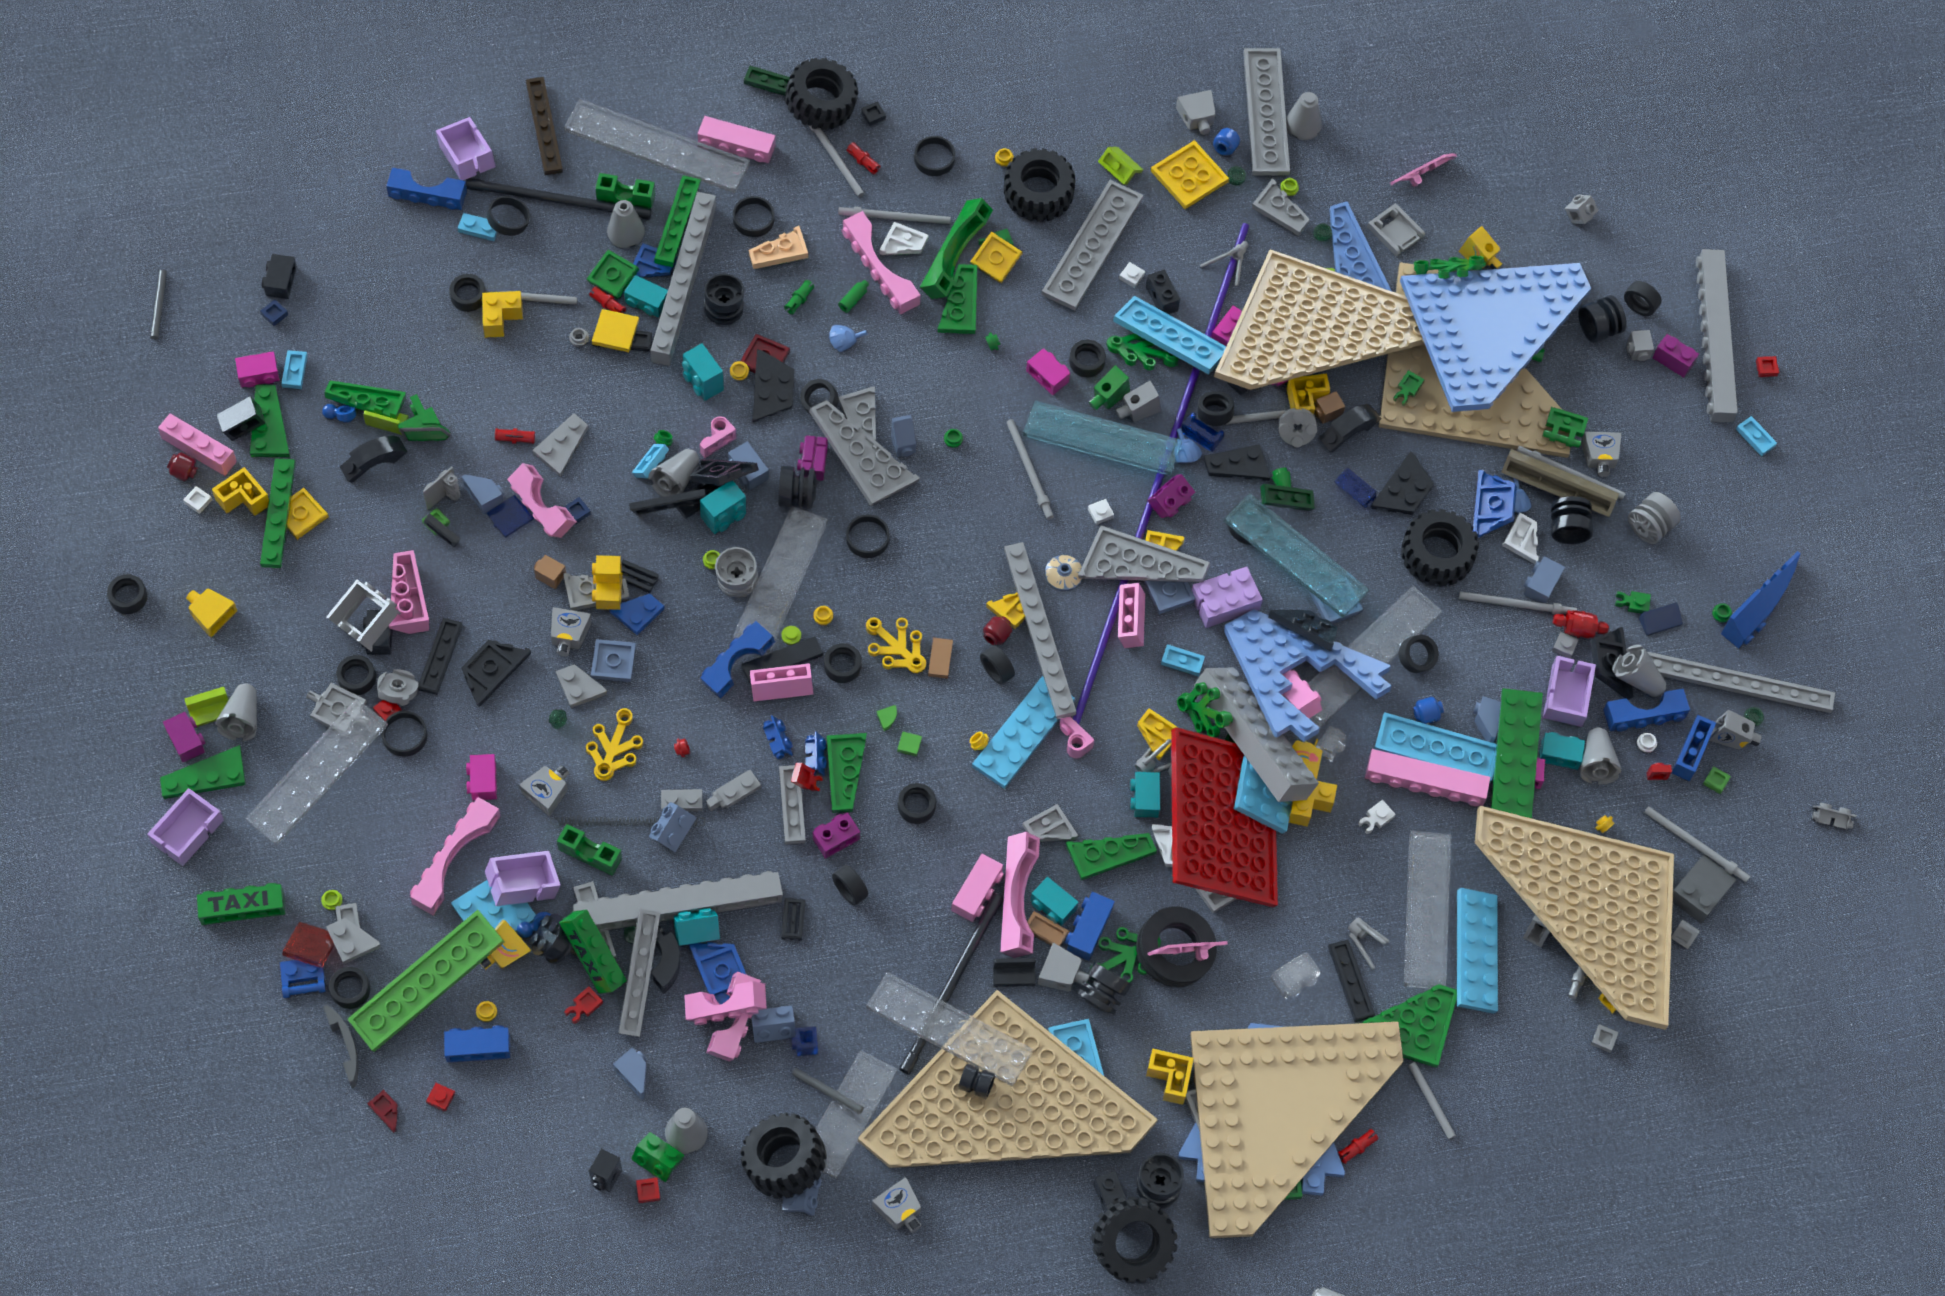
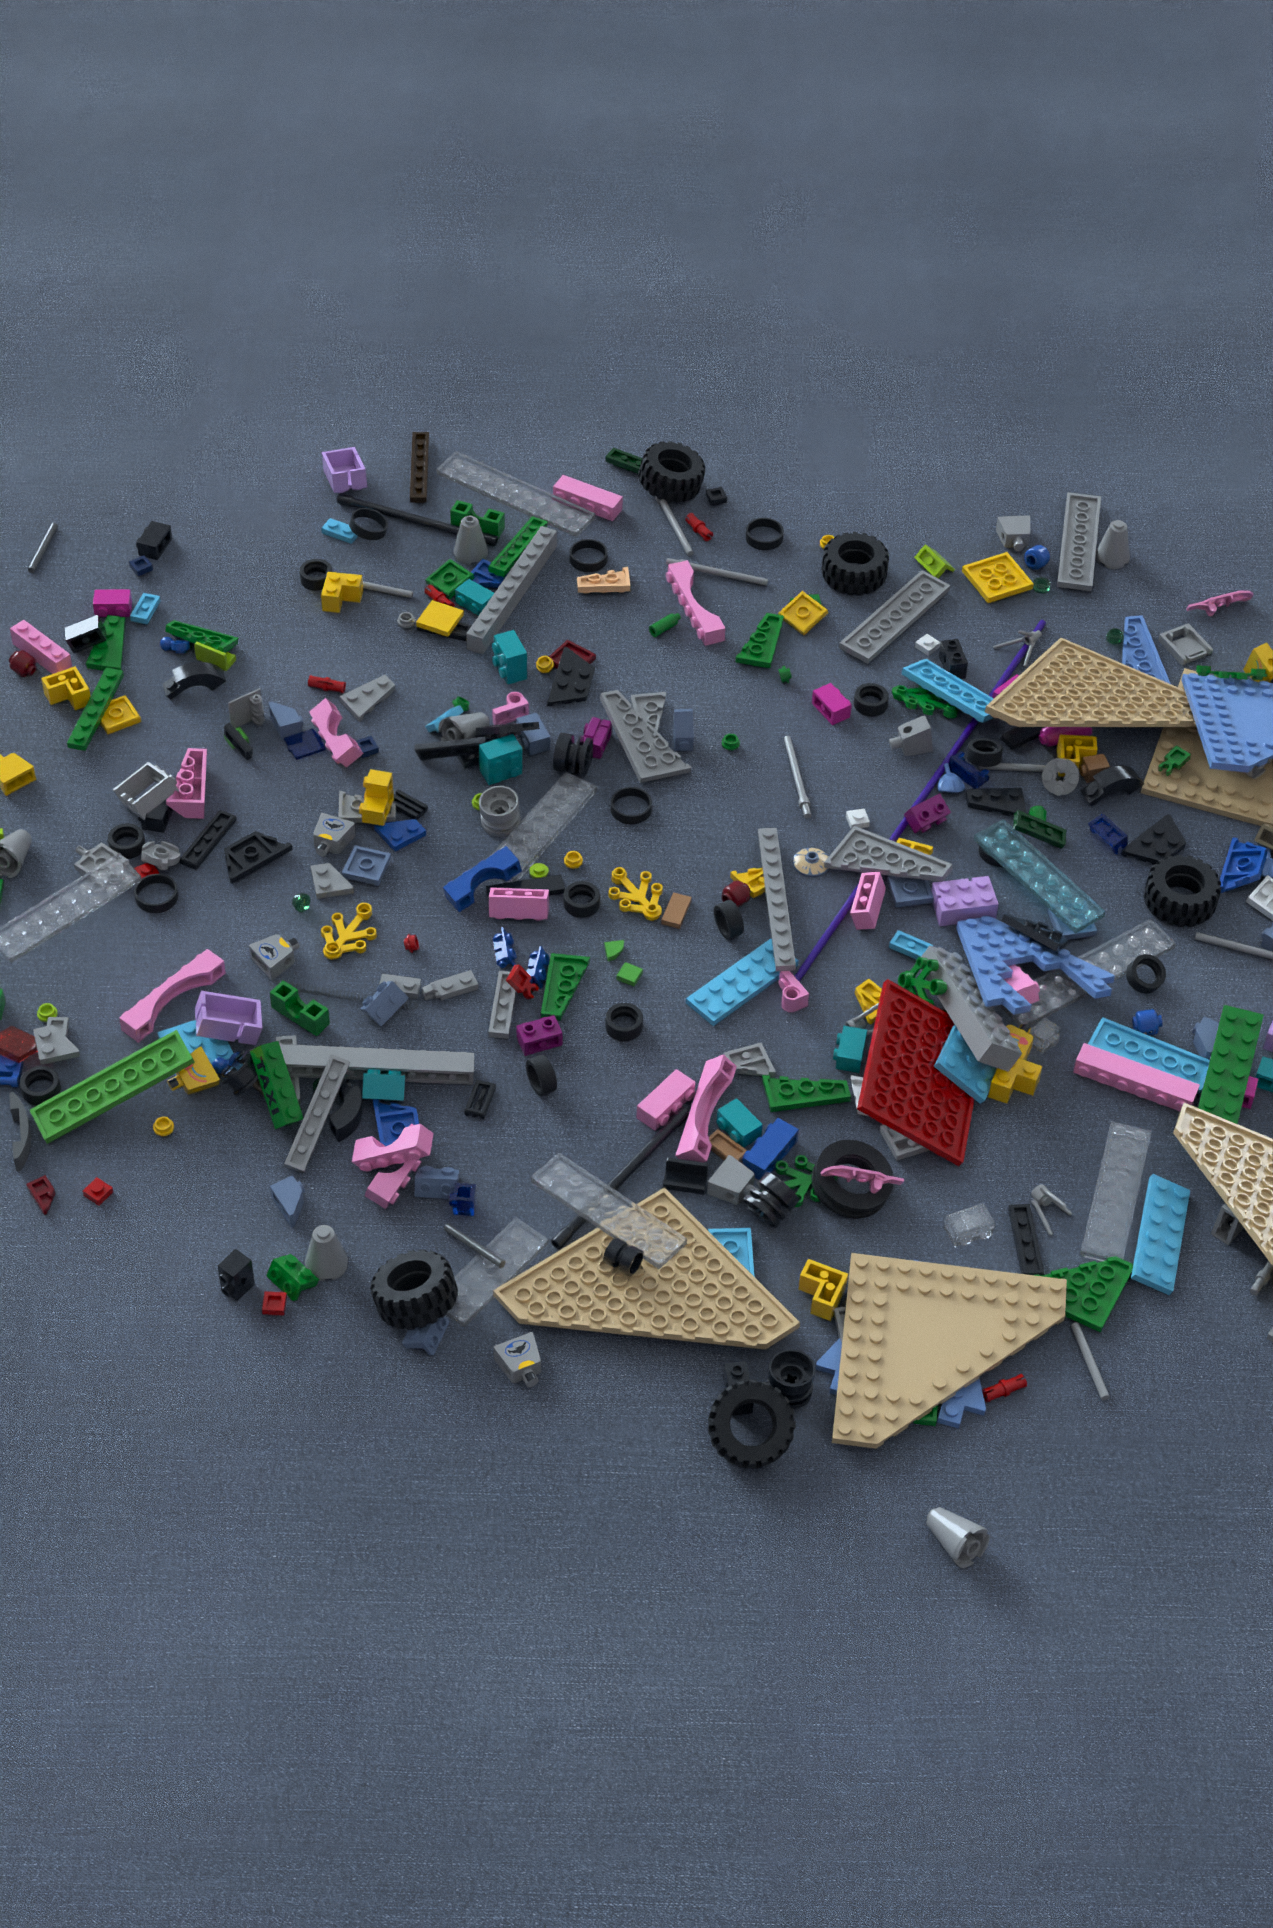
camera: 15 degrees right, 15 degrees down
(197, 500) = (28, 690): white plate -> none
(423, 425) = (244, 660): green piece -> none
(447, 194) = (320, 502): blue arch -> none
(477, 1044) = (145, 1151): blue brick -> none
(482, 777) = (218, 935): dark pink brick -> none
(549, 571) = (327, 788): medium nougat brick -> none
(584, 1003) = (259, 1134): red plate -> none
(724, 299) = (544, 606): black wheel -> none
(799, 297) = (614, 618): green pin -> none
(816, 384) = (611, 682): black tyre -> none
(844, 337) = (647, 654): medium blue piece -> none
(903, 241) = (720, 590): white wing -> none
(941, 273) = (749, 617): green arch -> none
(979, 741) = (697, 981): yellow plate -> none
(1102, 438) = (872, 761): clear light blue plate -> none
(1110, 389) = (886, 722): green torso -> none
(1278, 207) = (1077, 613): light grey wing -> none
(1289, 186) = (1089, 599): lime plate -> none
(1377, 815) = (1080, 1104): white plate -> none

